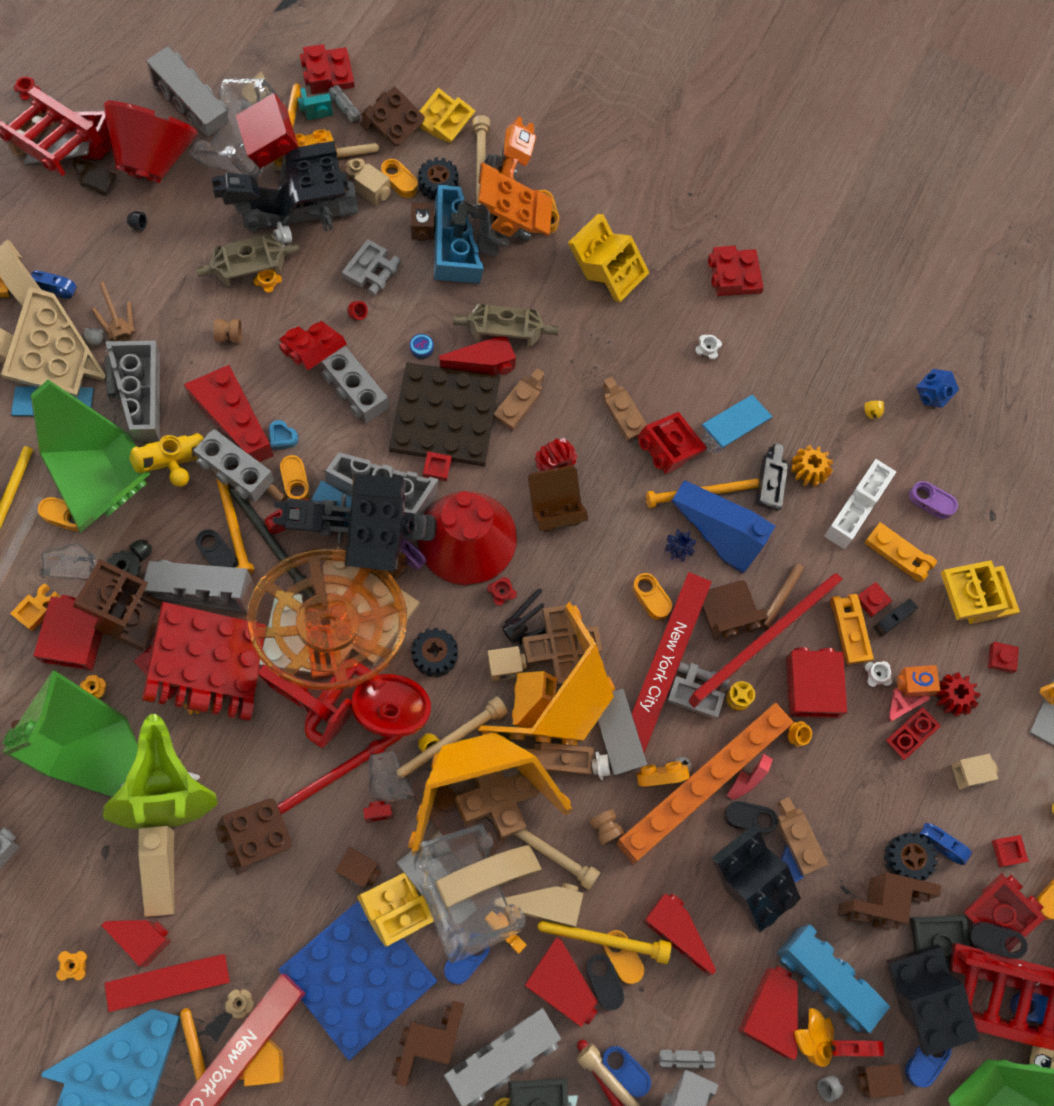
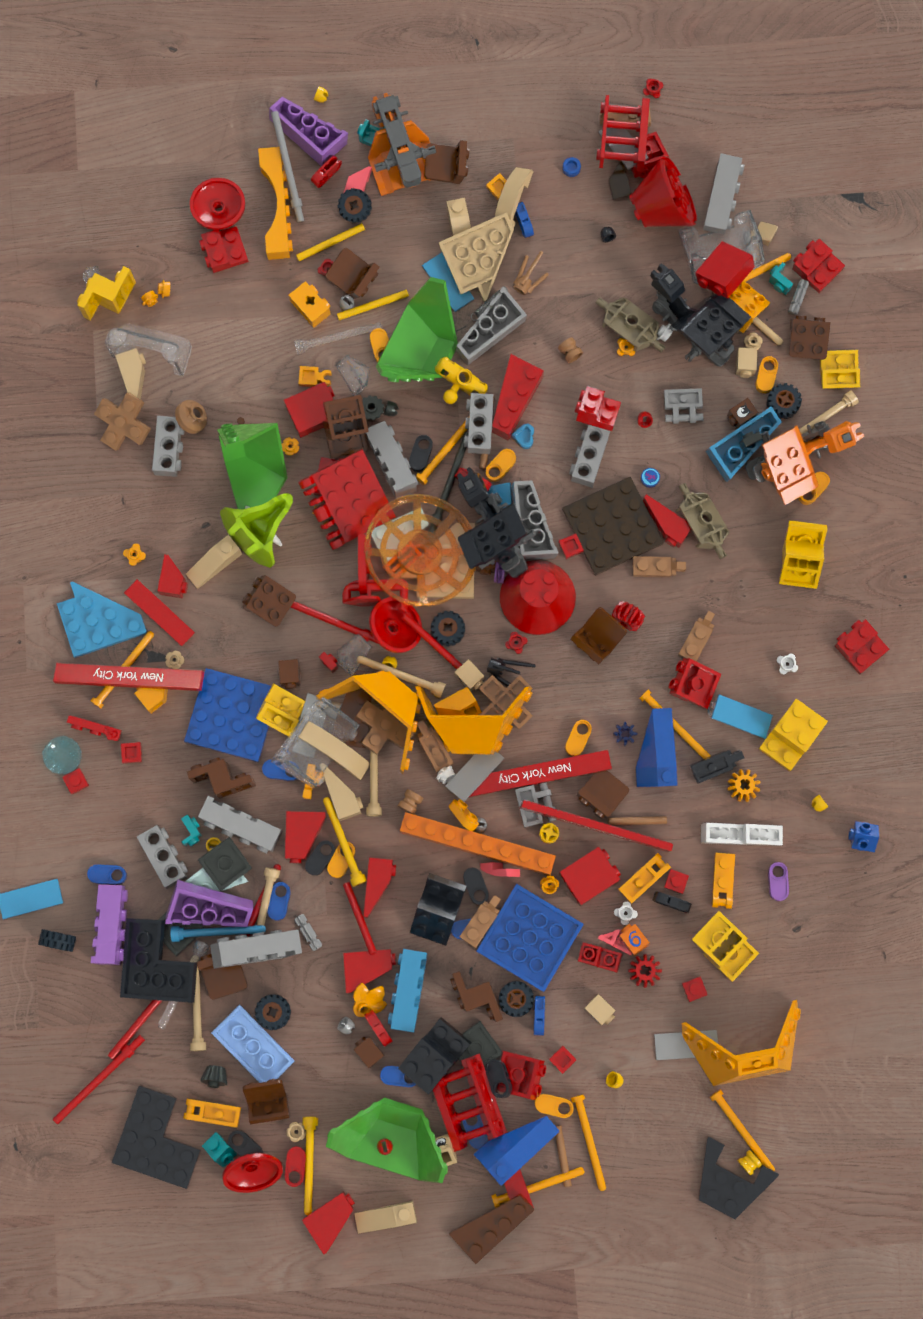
camera: 65 degrees right, 10 degrees up
(38, 208) = (571, 167): none -> blue tile
(93, 336) = (507, 272): light grey hinge -> none
(437, 679) = (431, 641): none -> red bar
(711, 981) = (359, 918): none -> red bar
(790, 384) = (793, 735): none -> yellow bracket
(848, 795) = (530, 937): none -> blue plate

